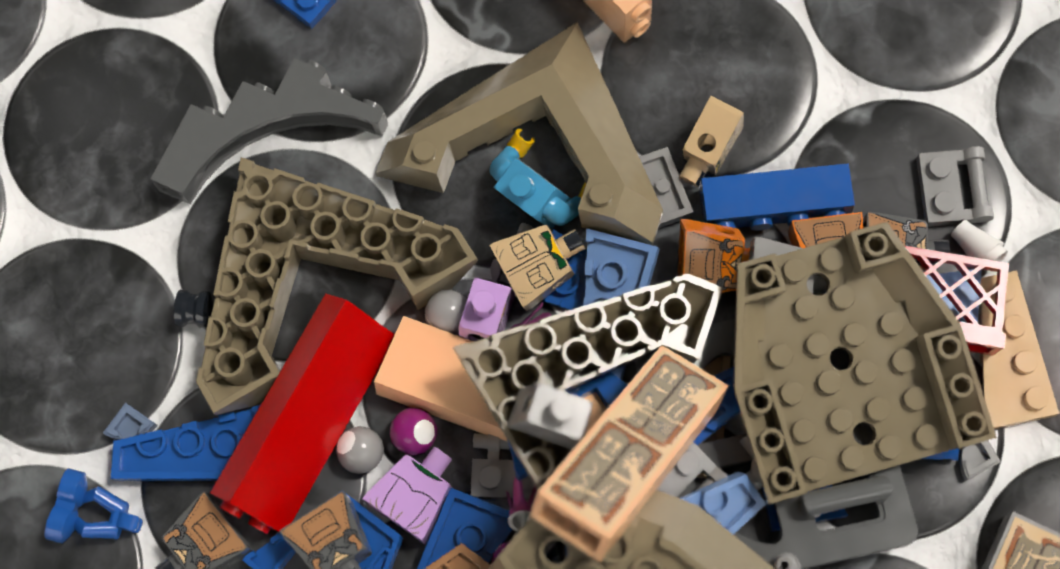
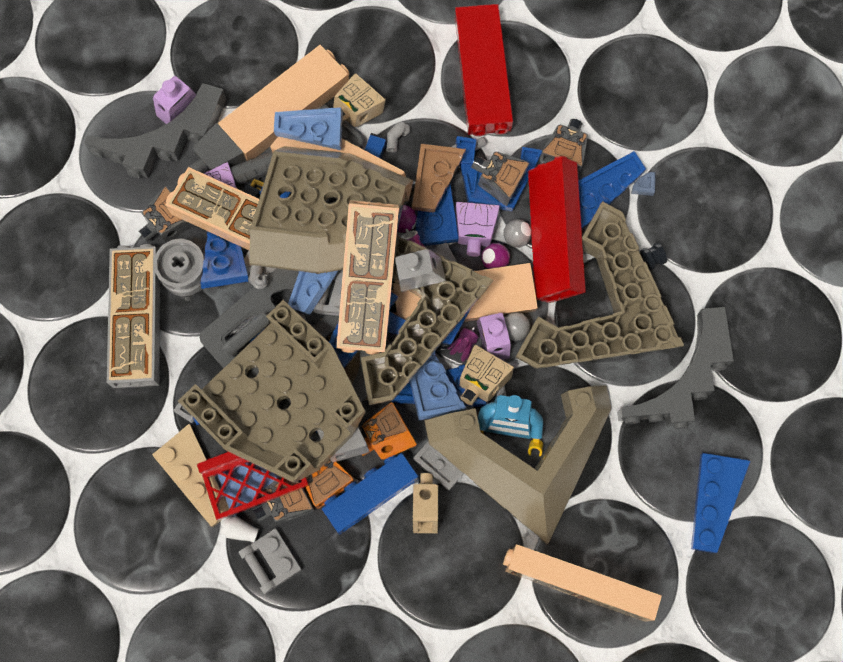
camera: 145 degrees right, 0 degrees up
(71, 496) = (644, 124): blue piece -> none

